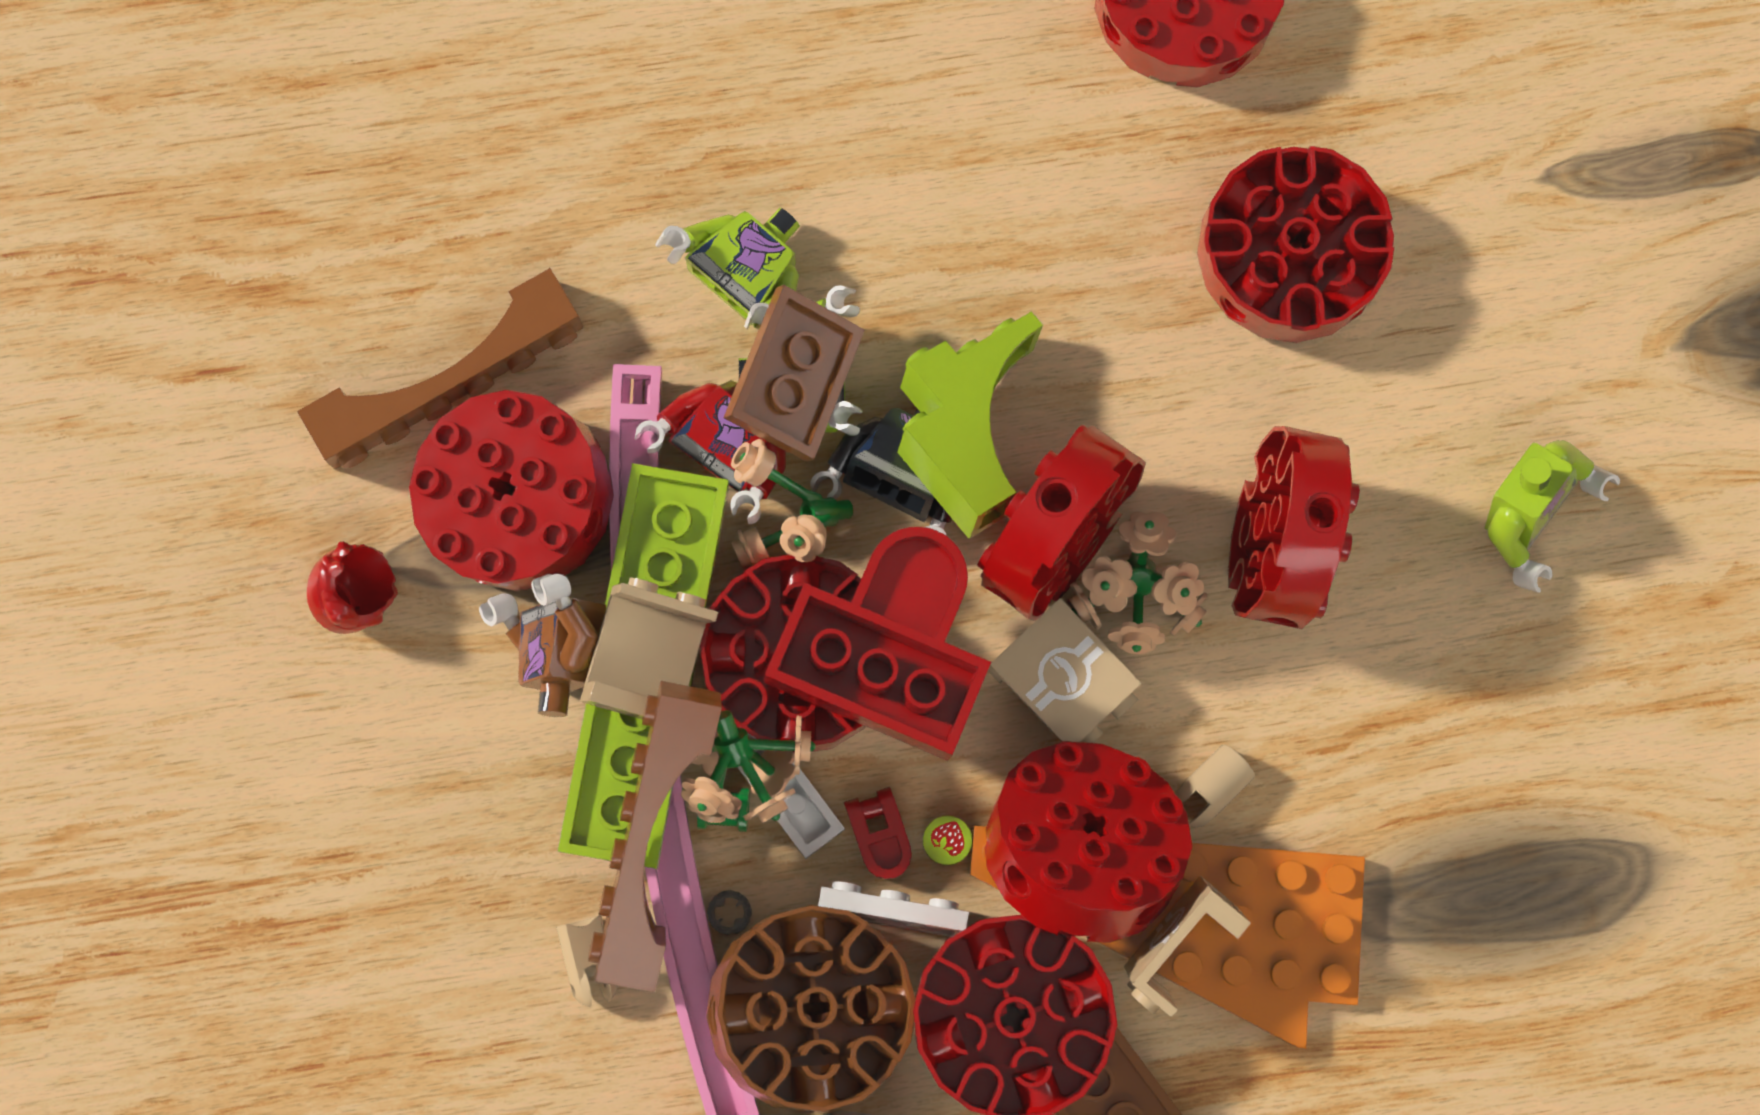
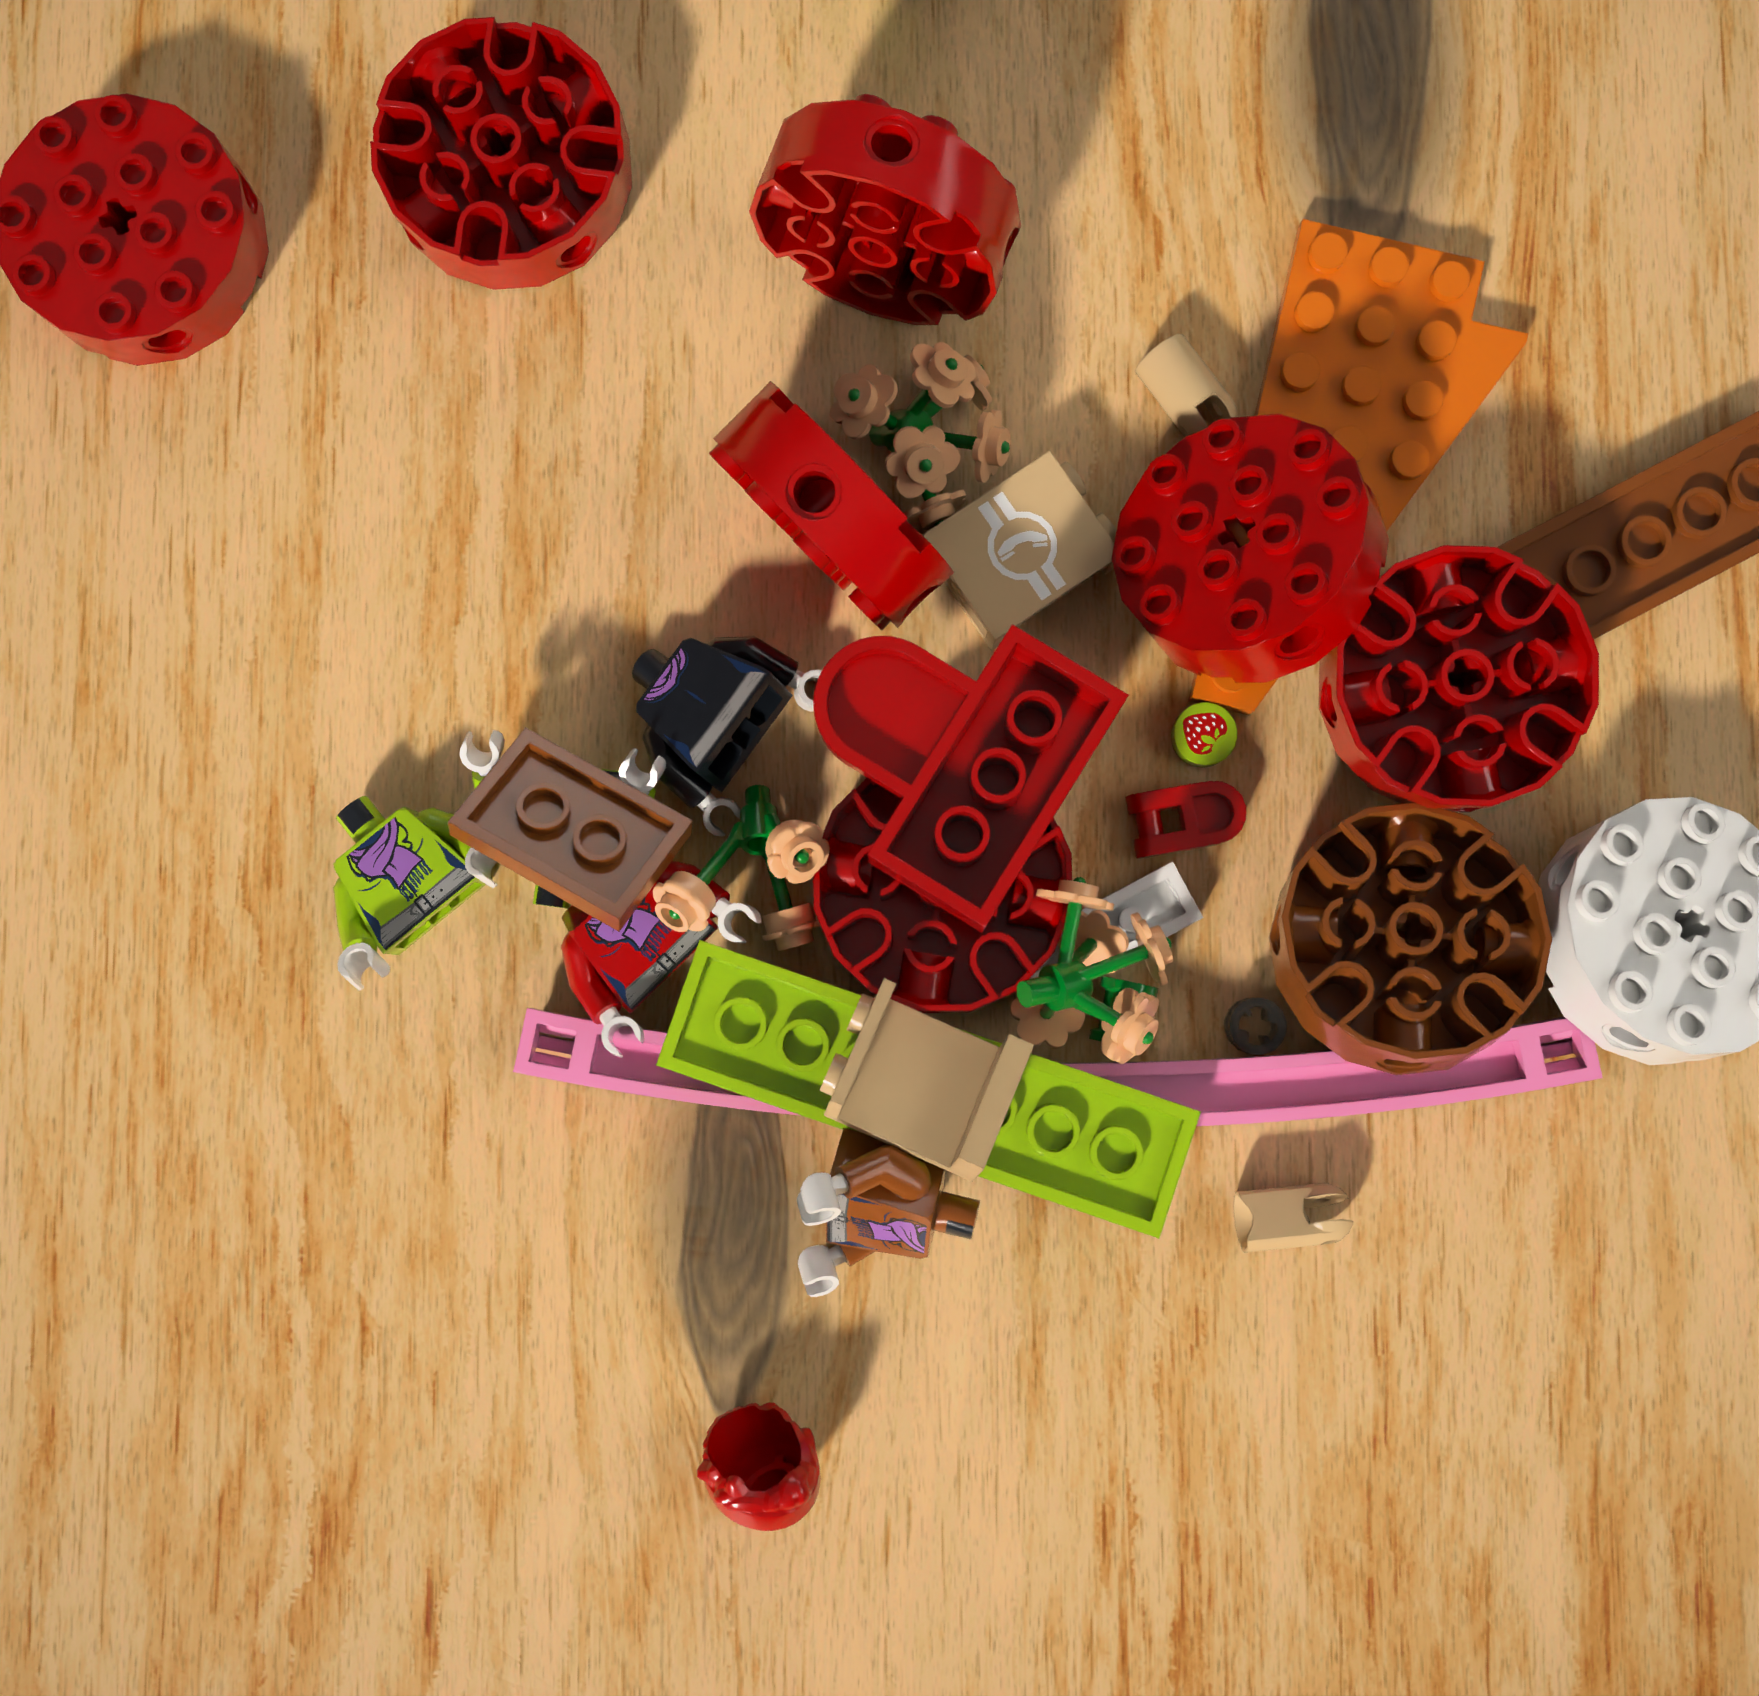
camera: 75 degrees left, 5 degrees up
(352, 425) = (537, 1438): dark orange arch -> none
(465, 482) = (653, 1296): red brick -> none
(681, 728) = (1044, 1052): arch -> none
(895, 910) = (1285, 815): white plate -> none
(951, 436) = (691, 632): lime arch -> none
(1197, 901) = (1402, 482): tan panel -> none

